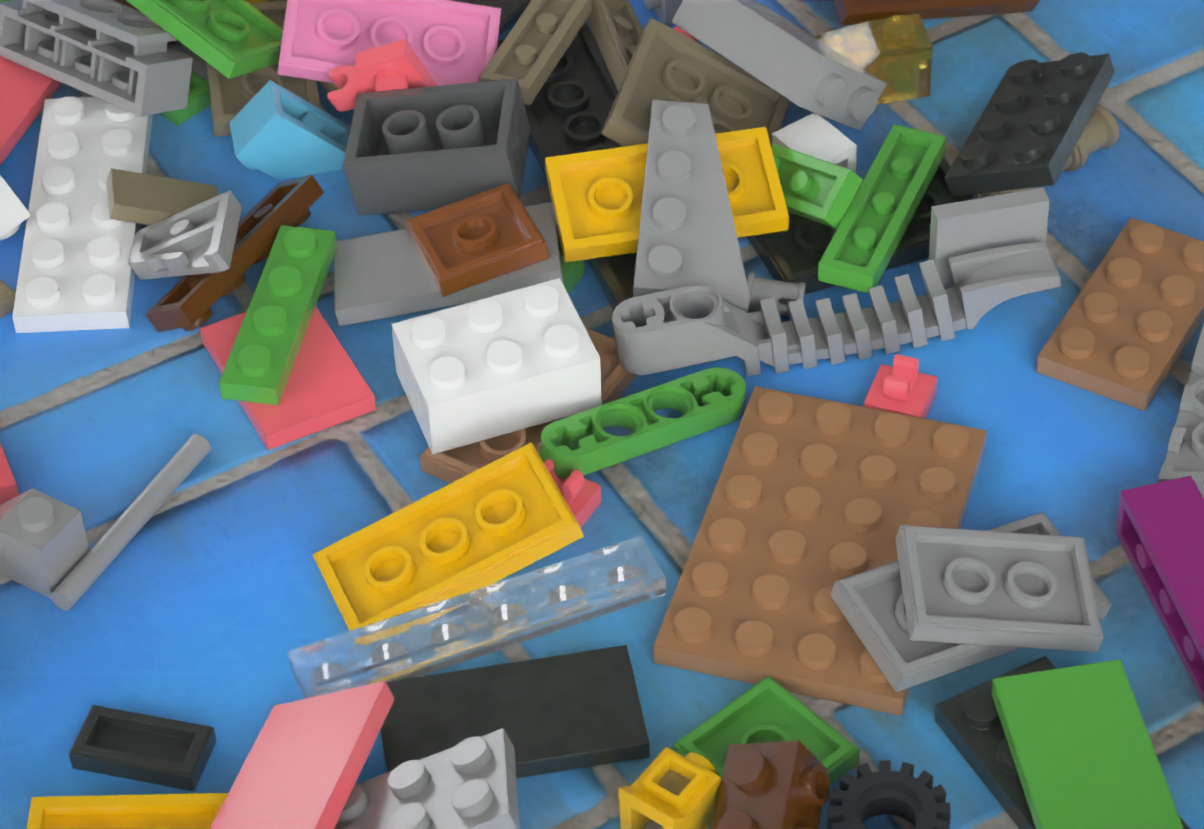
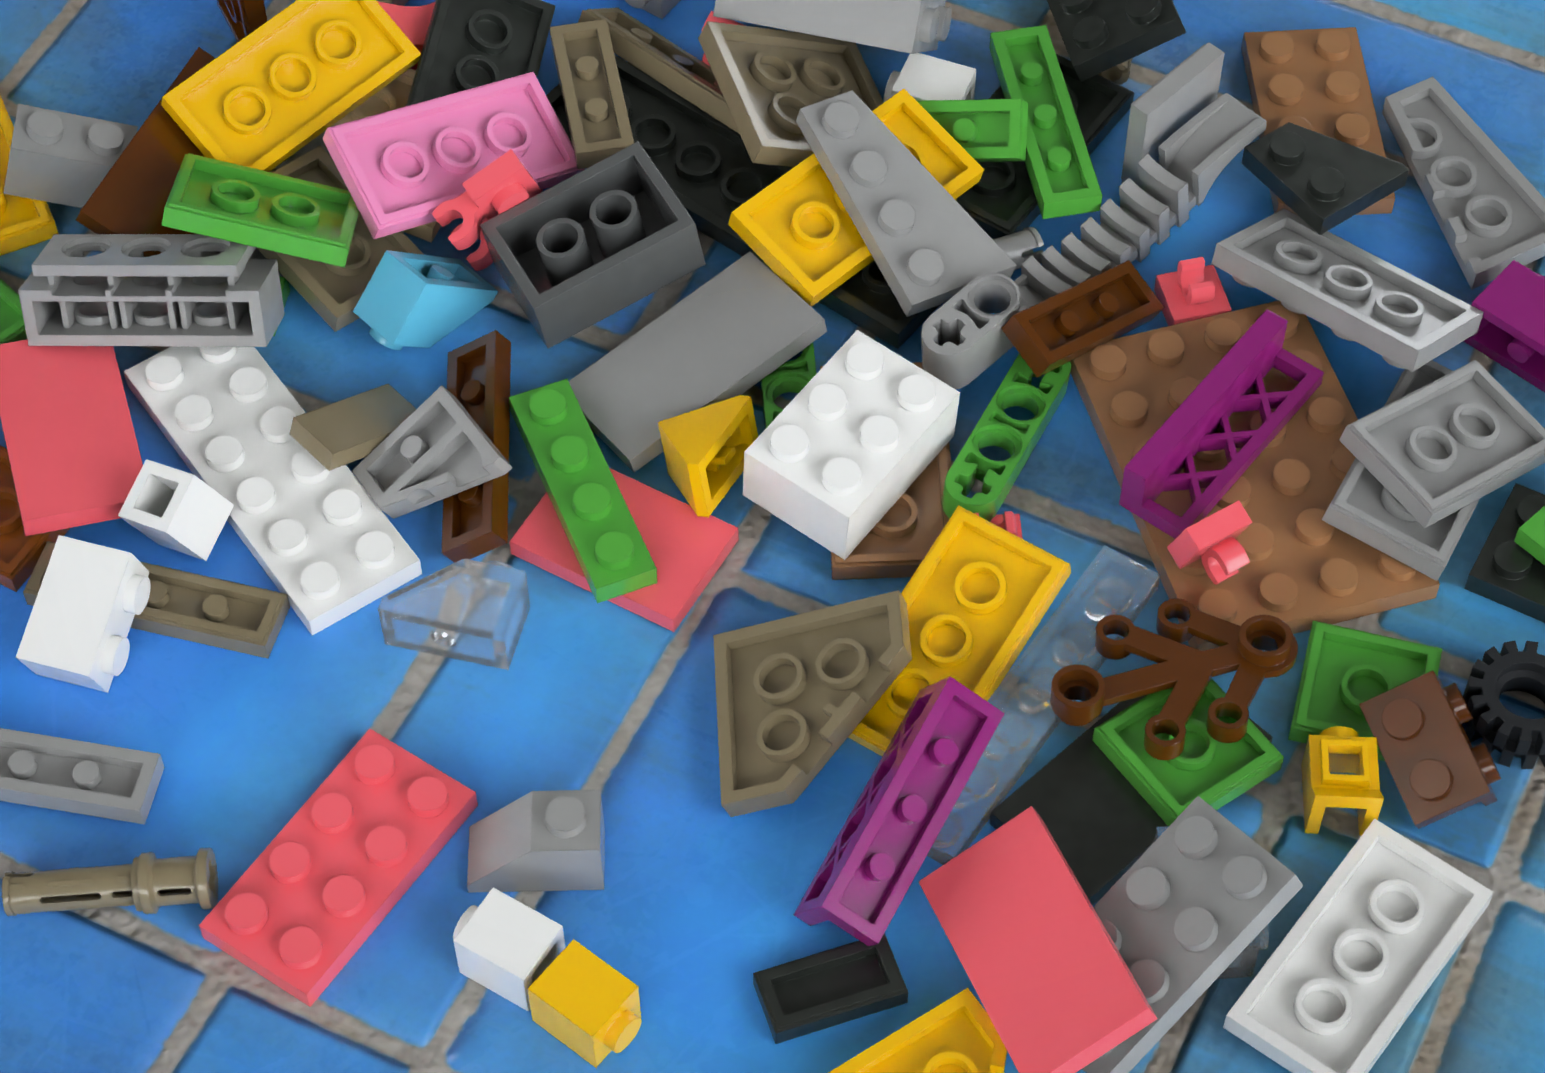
camera: 35 degrees left, 10 degrees up
(119, 358) = (460, 613): none -> clear slope
(130, 522) = (615, 773): light grey bar -> none
(290, 638) = (901, 811): none -> magenta fence
(297, 522) = (798, 692): none -> dark tan plate
(371, 328) = (708, 449): none -> yellow slope
(476, 239) = (716, 324): dark orange tile -> none
(567, 712) = (1204, 768): none -> bright green tile
(673, 659) = (1178, 668): none -> reddish brown plant
(716, 562) = (1214, 543): none -> coral tile
(776, 361) = (1082, 318): none -> reddish brown plate
(800, 476) = (1204, 412): none -> magenta fence
(1024, 438) = (1347, 290): none -> light grey plate
(1085, 344) = (1320, 175): none -> pearl dark grey wing

